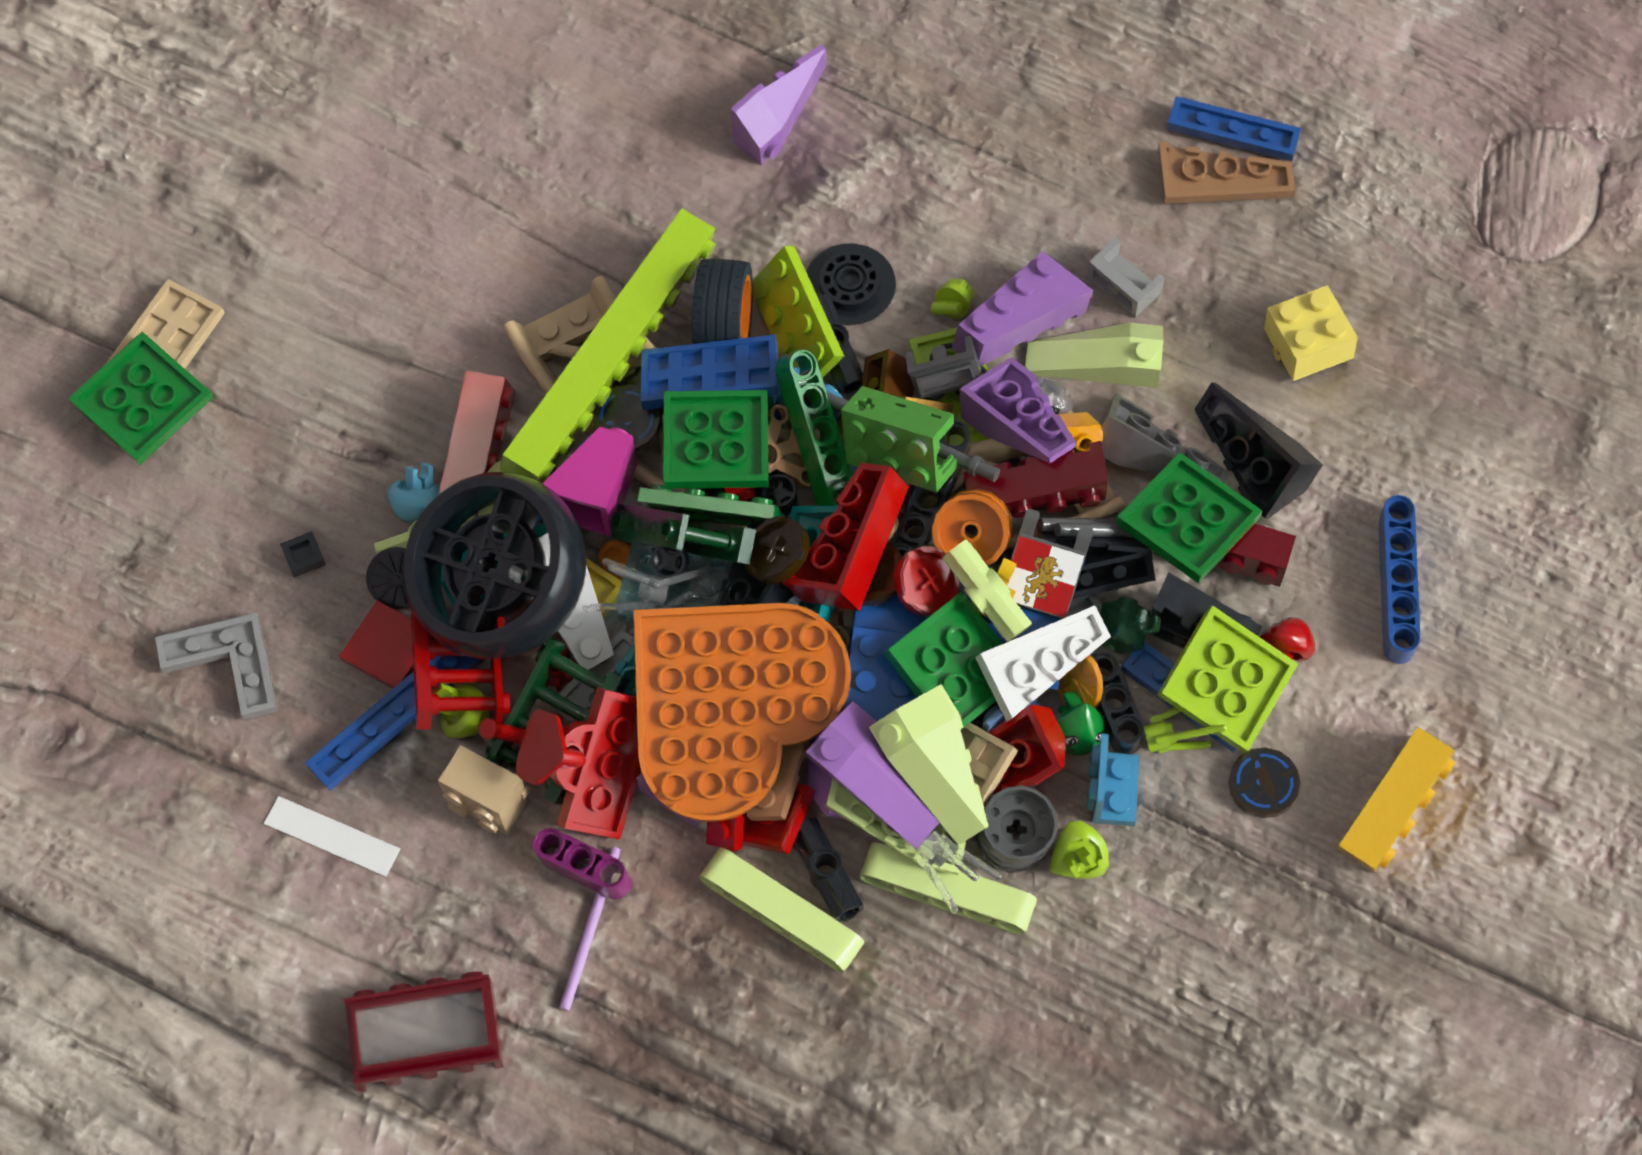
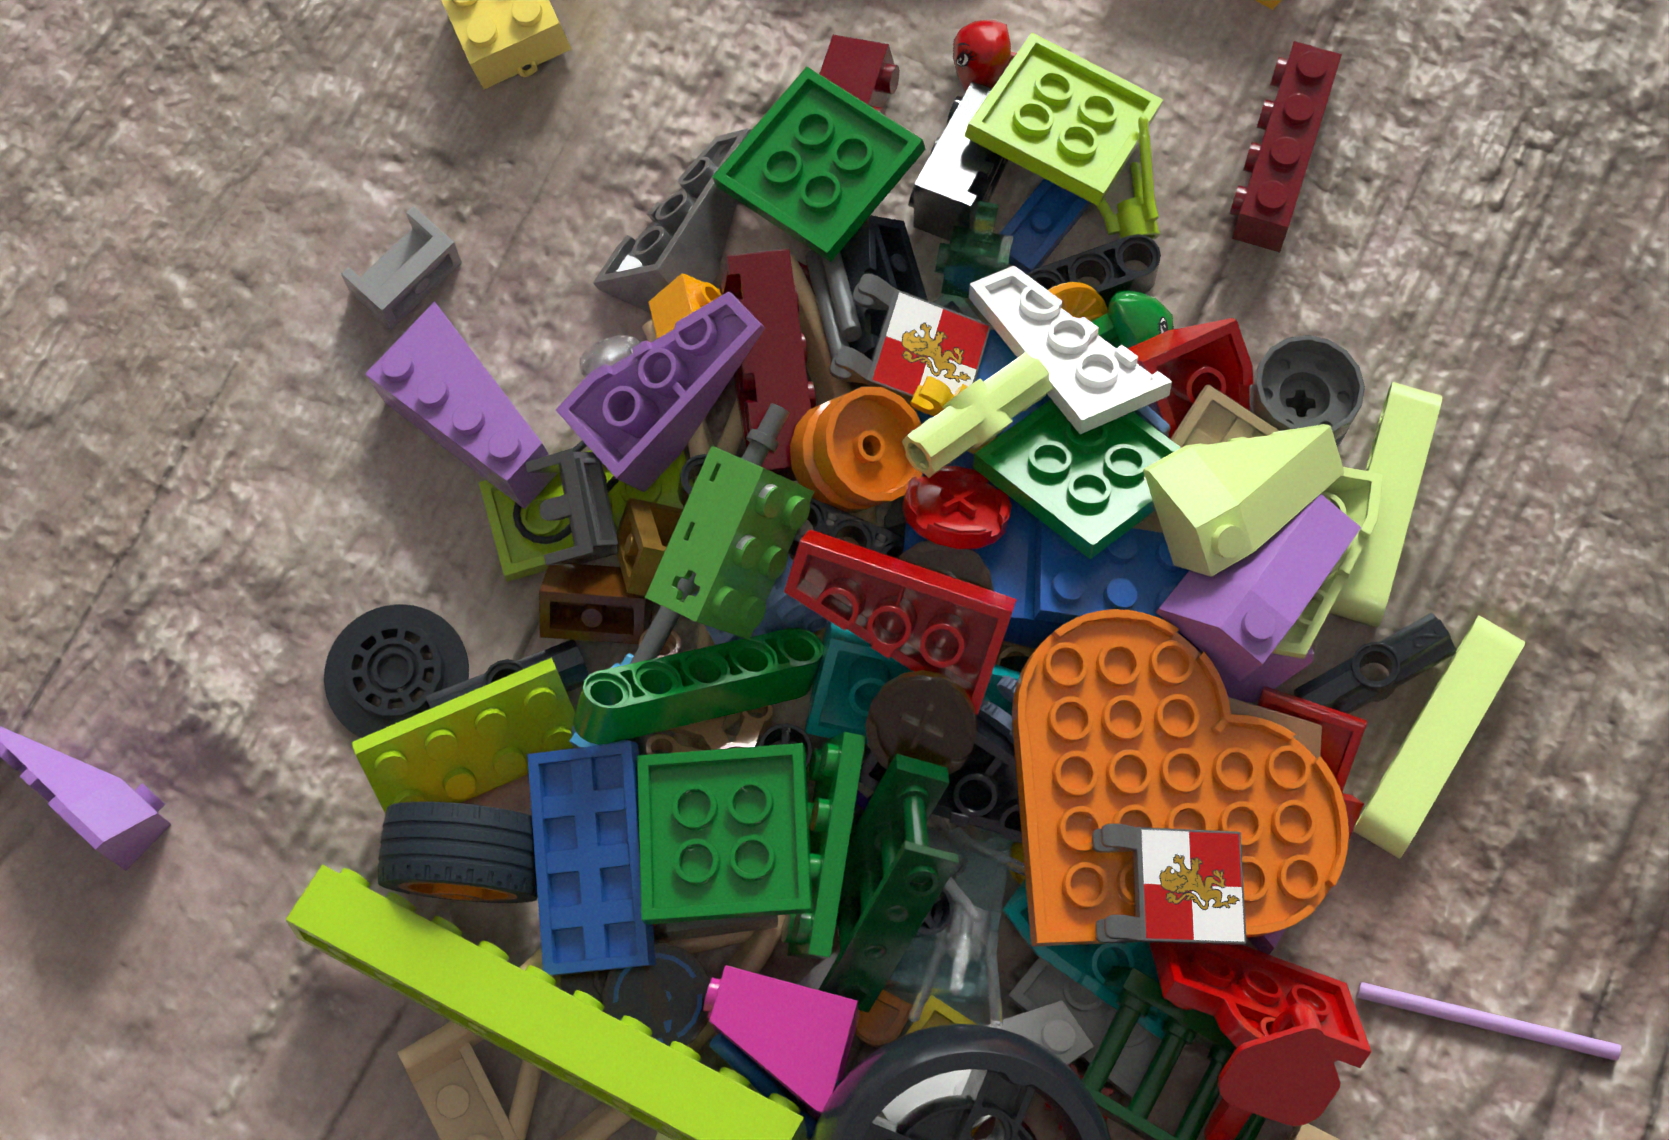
camera: 90 degrees left, 5 degrees up
(571, 852) = (1424, 1017): magenta beam -> none
(667, 703) = (1183, 886): none -> flag
(937, 851) = (1367, 495): clear plant -> none
(953, 299) = (432, 513): lime piece -> none
(1079, 852) = (1323, 314): lime piece -> none
(1107, 354) = (524, 294): yellowish green wedge -> none
(1115, 785) = (1214, 285): dark azure bracket -> none
(1211, 177) = (232, 144): medium nougat wing -> none
(1219, 840) = (1287, 145): none -> dark red brick
(1233, 128) = (150, 119): blue plate -> none
(1261, 456) = (694, 89): black wedge -> none
(1264, 782) = (1195, 91): tile -> none

